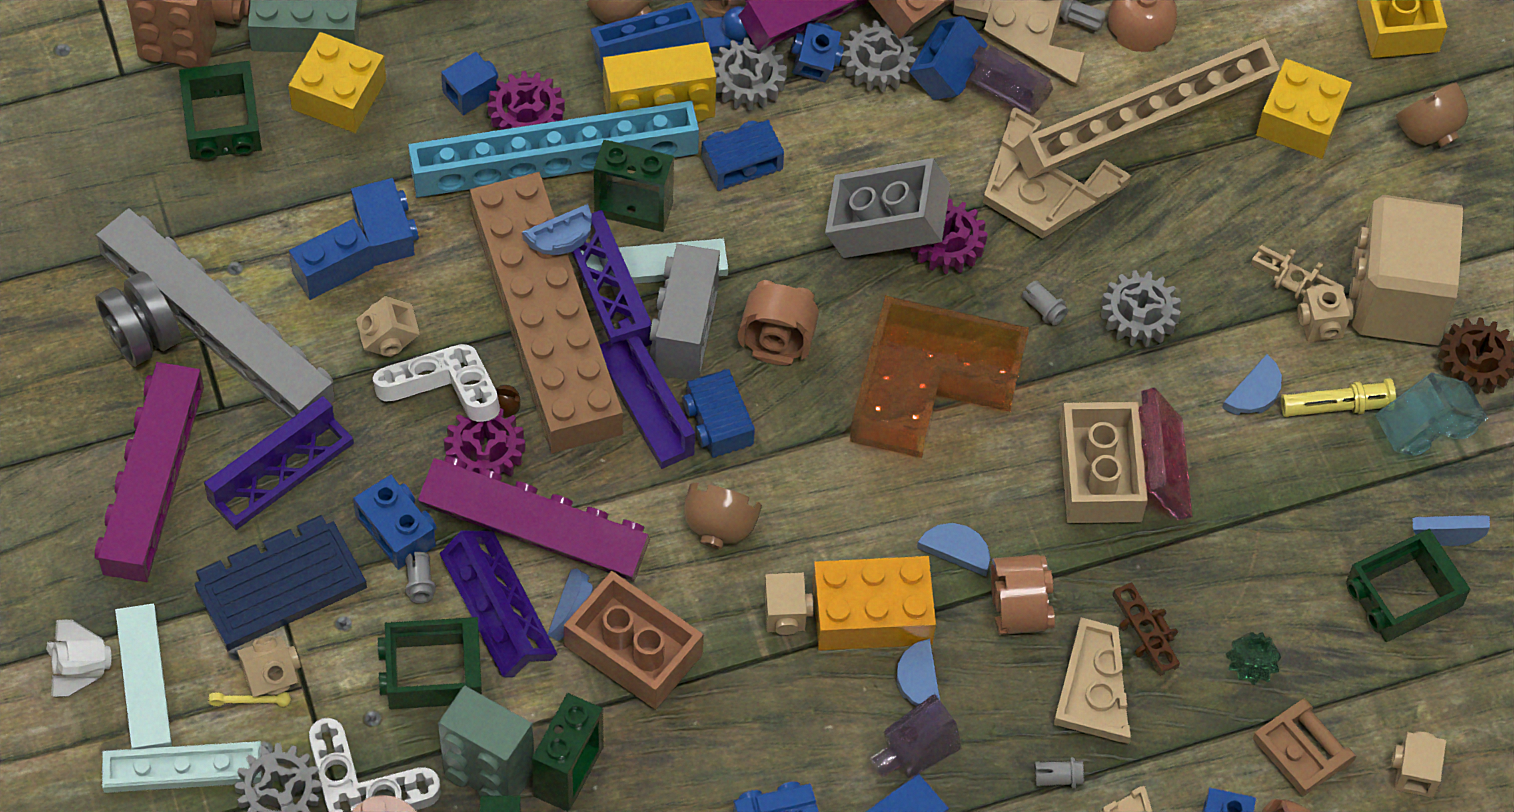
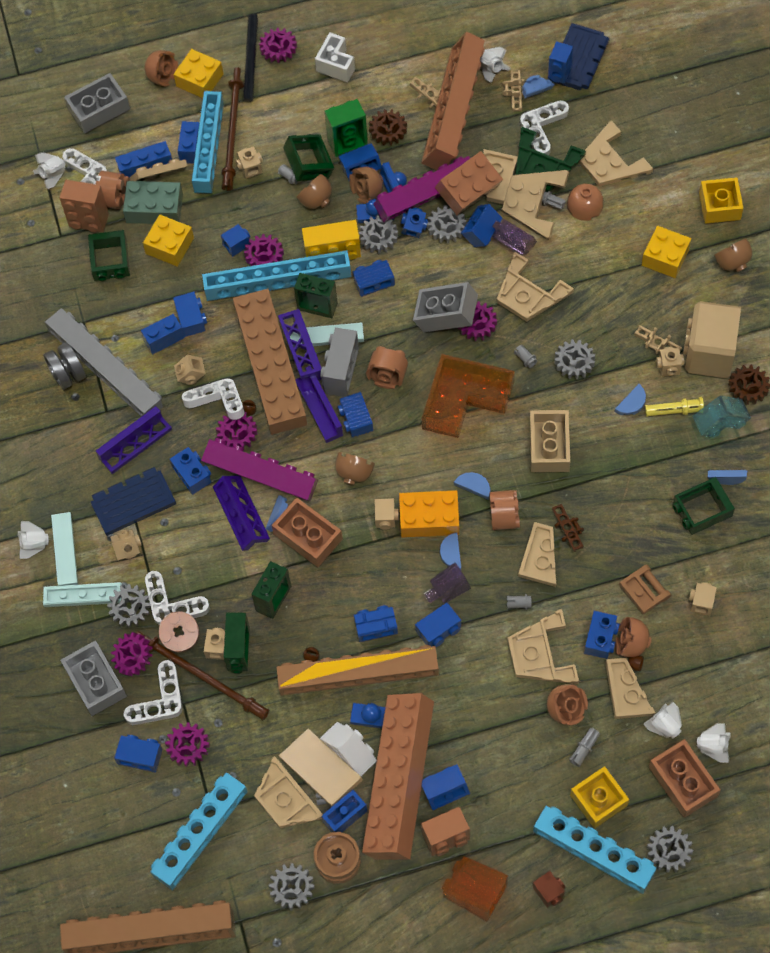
camera: 10 degrees right, 5 degrees up
(150, 472) = (70, 444): magenta brick -> none
(218, 699) = (133, 561): light yellow hinge -> none
(419, 585) = (202, 503): light grey pin -> none
(428, 633) = (206, 528): dark green window -> none
(486, 746) = (230, 587): sand green brick -> none
(561, 233) = (278, 321): medium blue tile -> none
(648, 32) = (328, 213): blue brick -> none
(1146, 108) = (582, 252): tan brick -> none
(1165, 453) = (582, 437): clear pink plate -> none
(1254, 657) = (622, 543): clear green piece -> none

